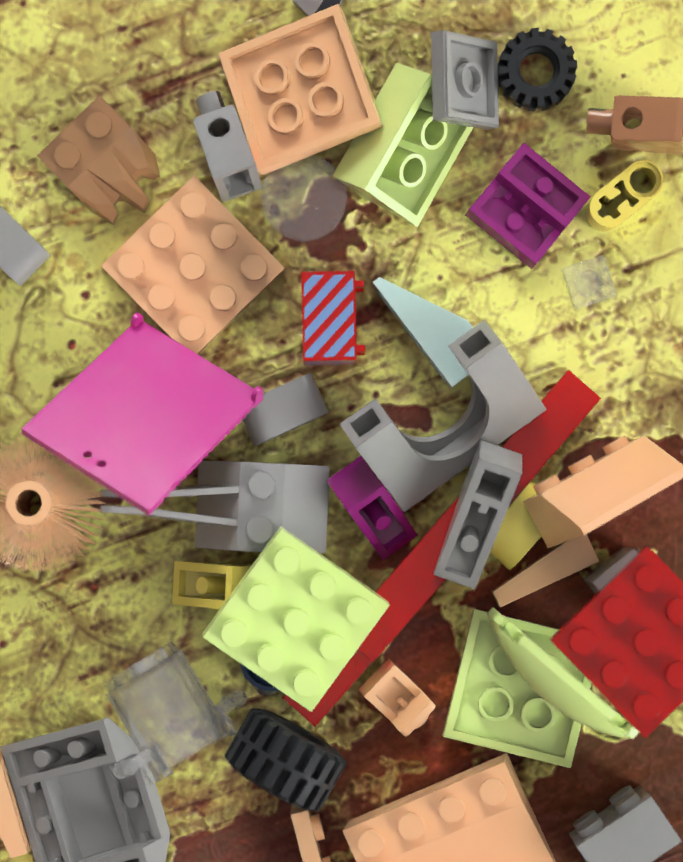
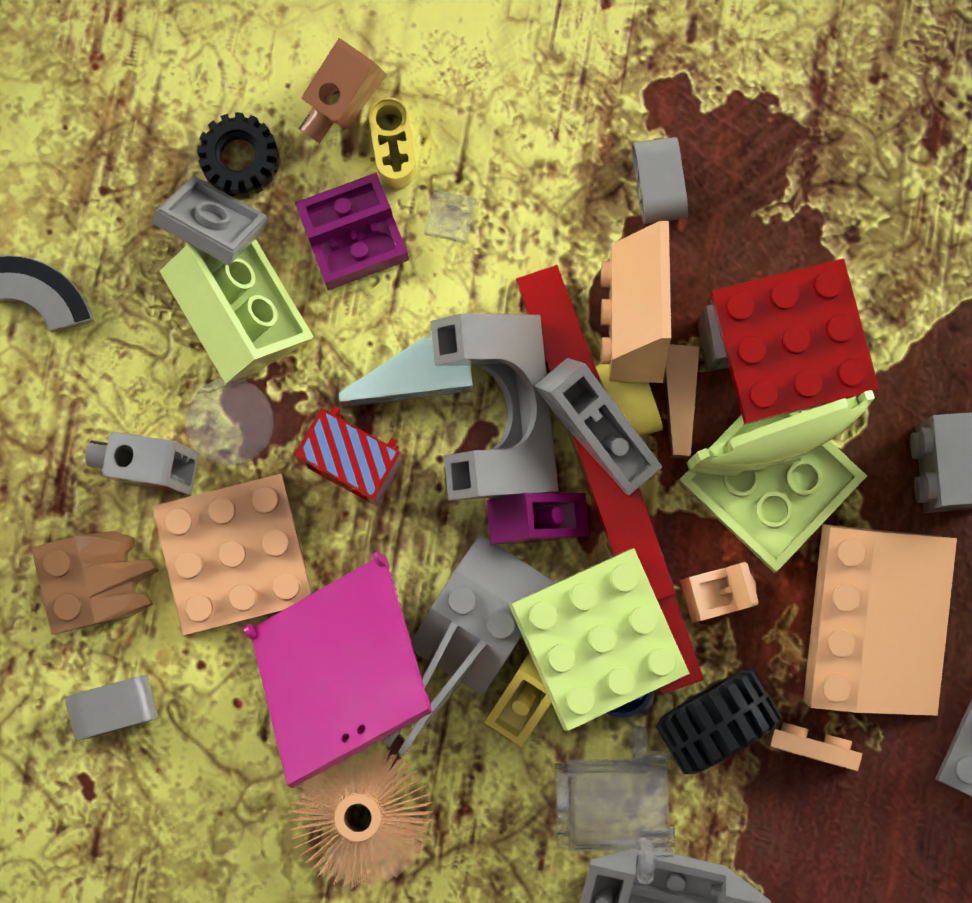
camera: 65 degrees left, 5 degrees down
(285, 409) = (407, 544): light grey beam -> none
(300, 89) = (132, 367): light nougat plate -> none

